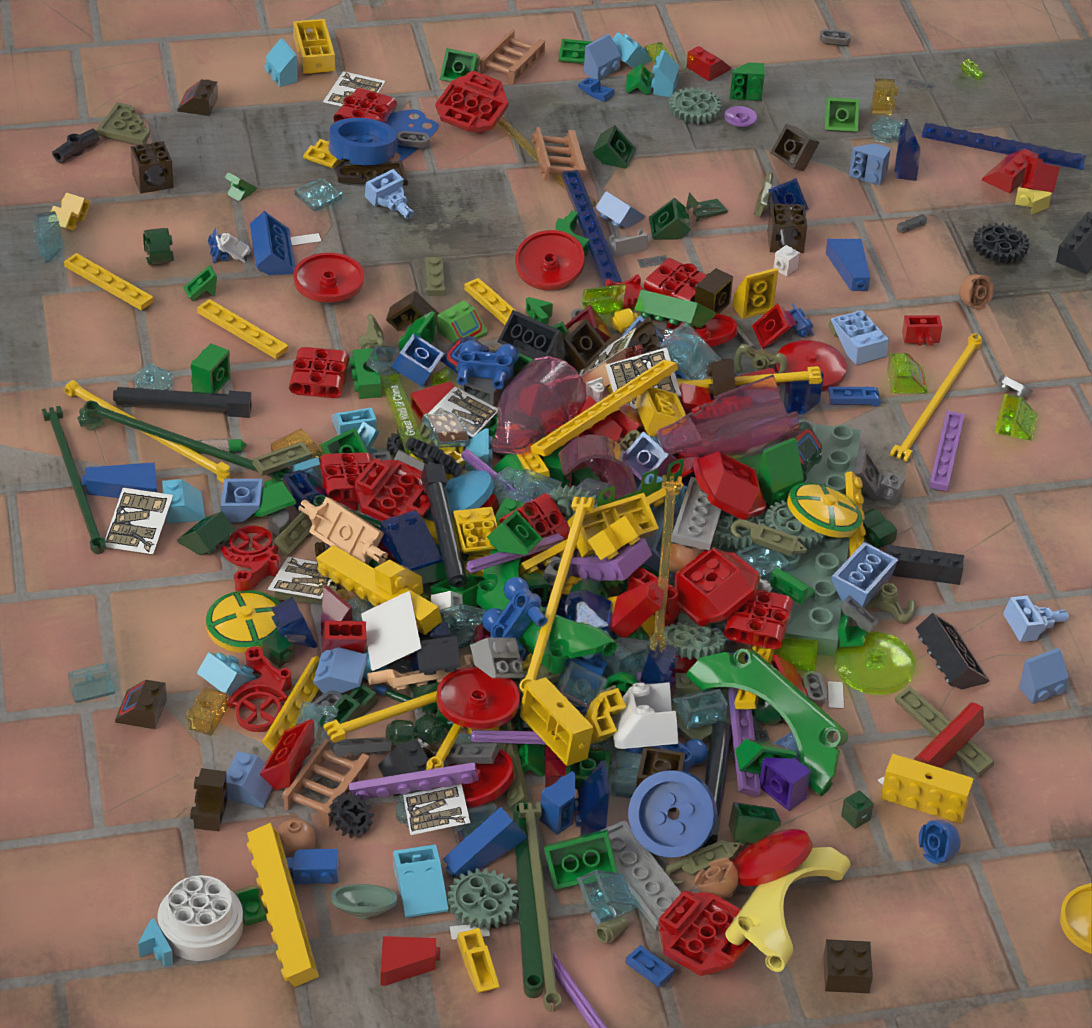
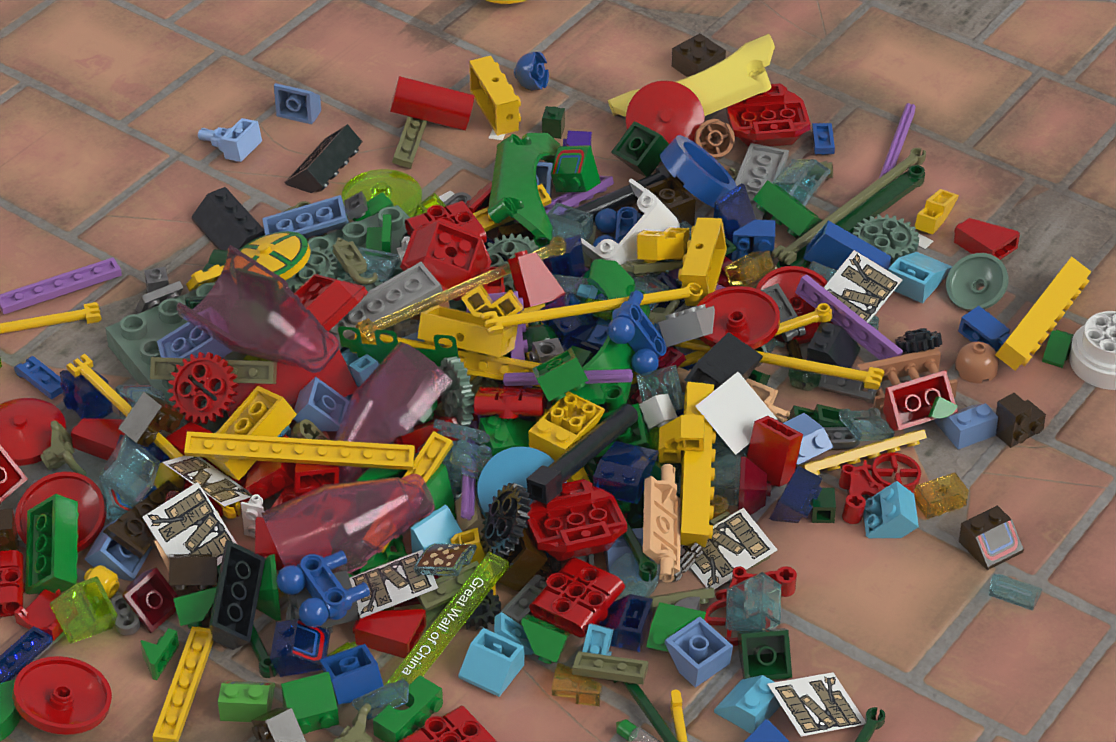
camera: 130 degrees left, 0 degrees up
(238, 541) = (754, 604): none -> clear light blue slope
(241, 620) = (821, 554): yellow dish -> none
(267, 757) = (942, 408): none -> tile
(429, 729) = (777, 371): clear green head -> none
(534, 770) = (749, 268): none -> clear yellow brick

